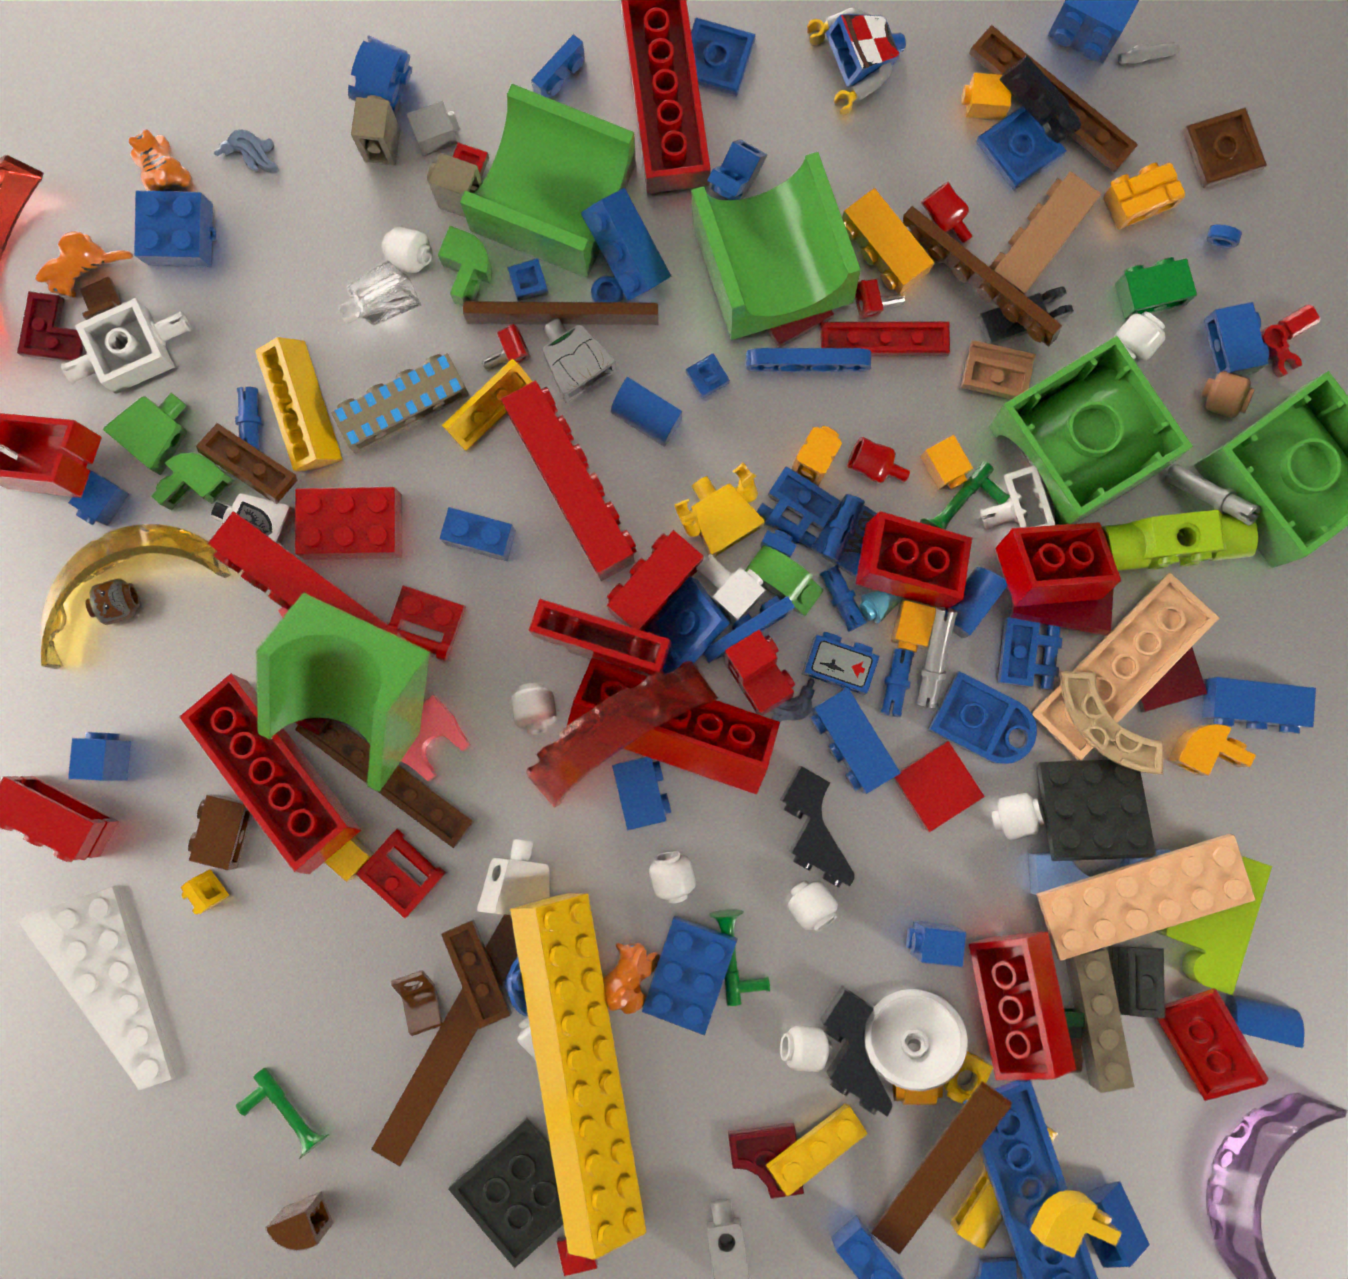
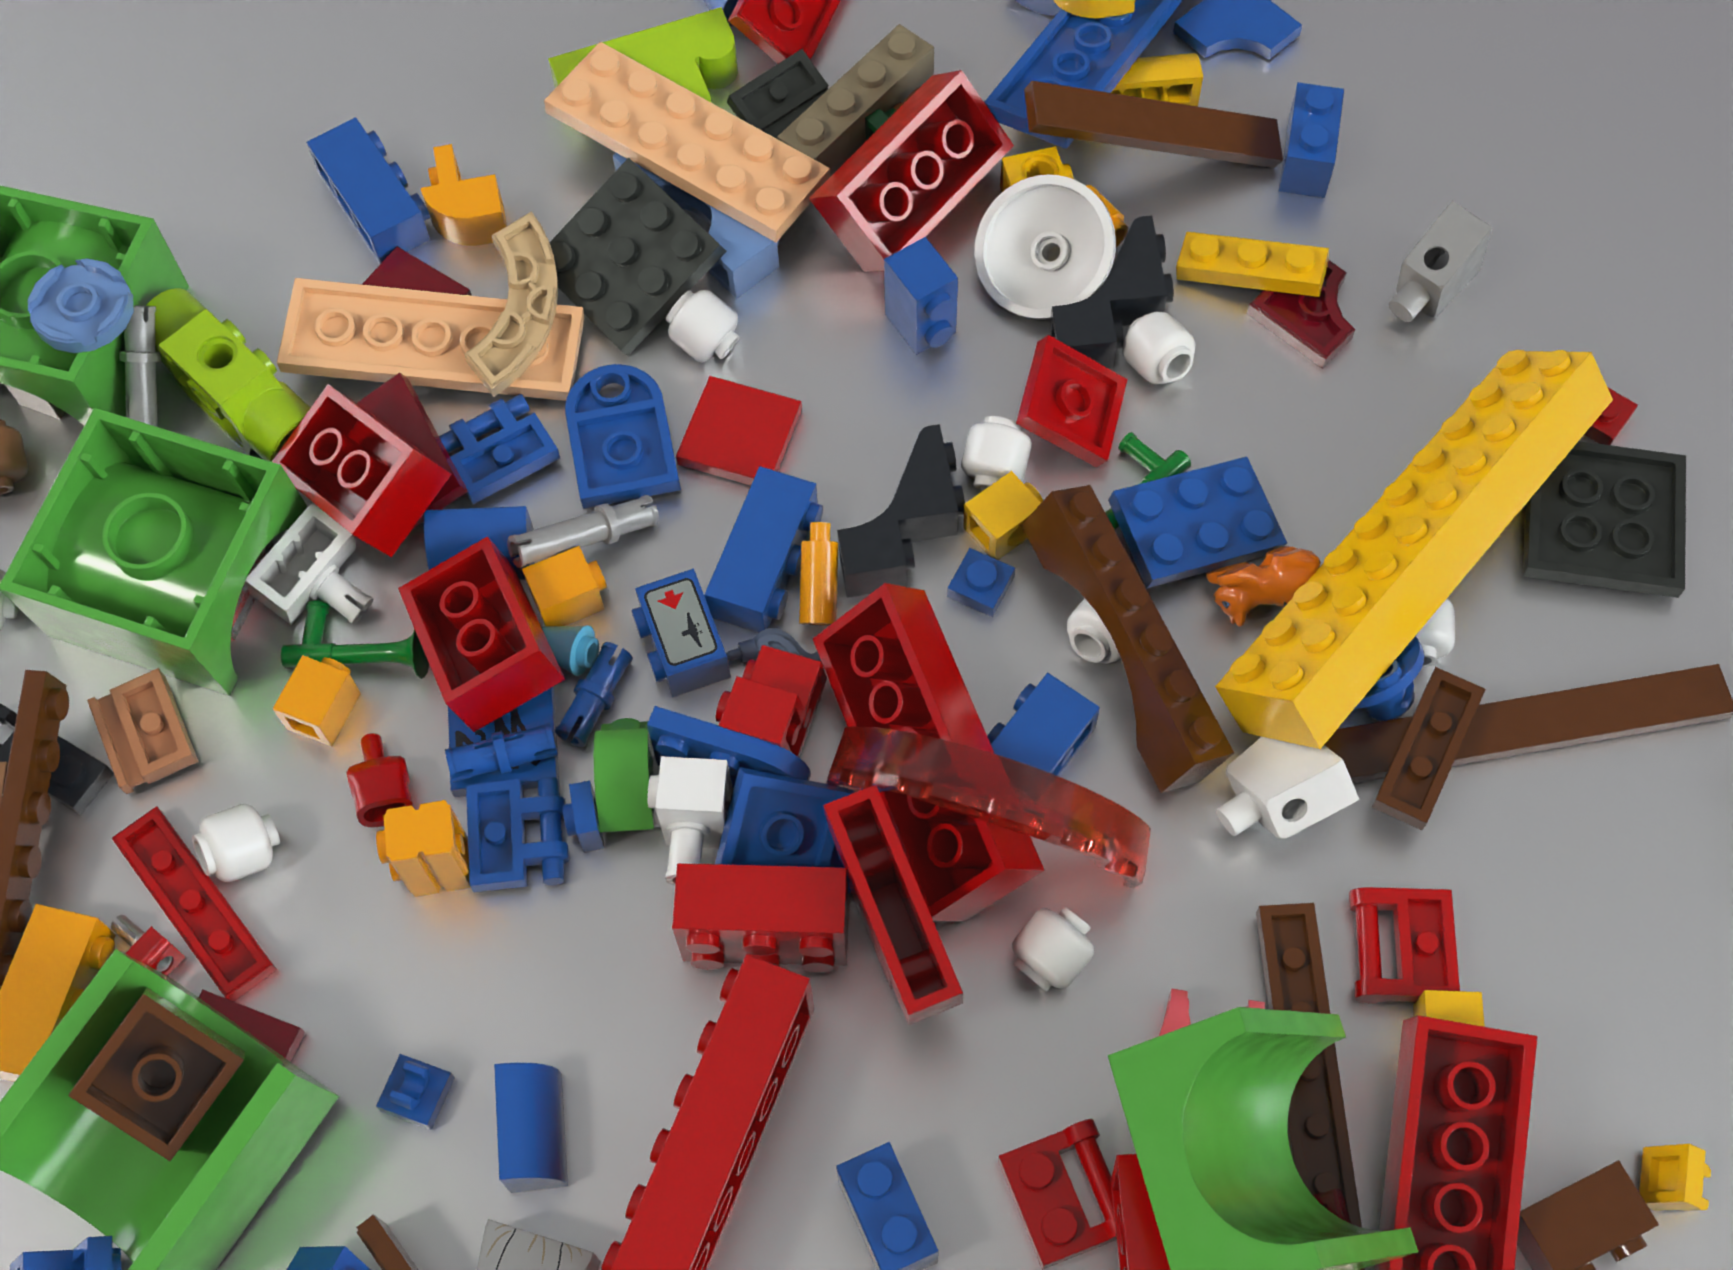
camera: 125 degrees left, 20 degrees down
(419, 1002) = (1529, 787): reddish brown bracket -> none
(594, 862) = (1173, 720): none -> reddish brown arch
(724, 514) = (597, 911): yellow torso -> none
(750, 838) = (981, 582): none -> blue plate
(774, 880) = (997, 515): none -> yellow brick
(789, 256) = (158, 1074): none -> reddish brown brick
(808, 360) = (296, 973): blue beam -> none
(810, 971) = (1072, 401): none -> red plate
(814, 754) = (818, 577): none -> light orange cylinder
(897, 375) = (235, 842): none -> white head
(897, 682) = (651, 557): blue pin -> none
(1270, 480) = (80, 306): none -> medium blue tile

